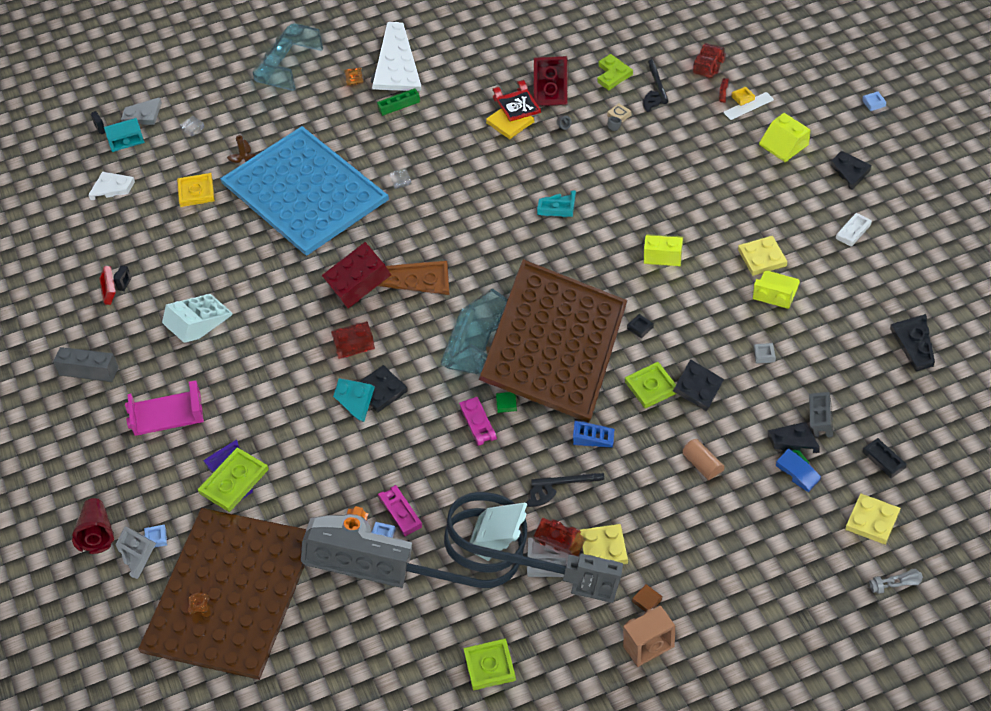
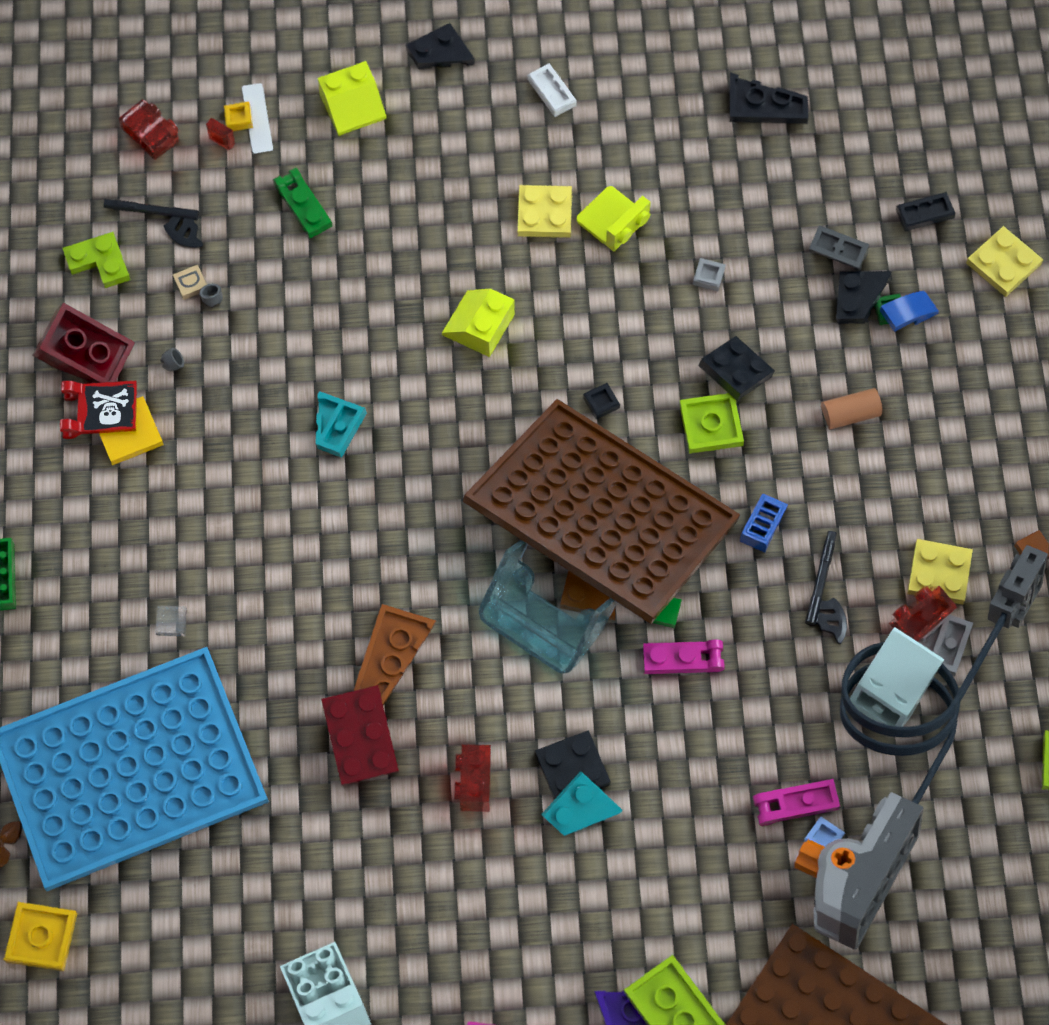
camera: 75 degrees left, 15 degrees up
(700, 143) = (303, 203): none -> green plate

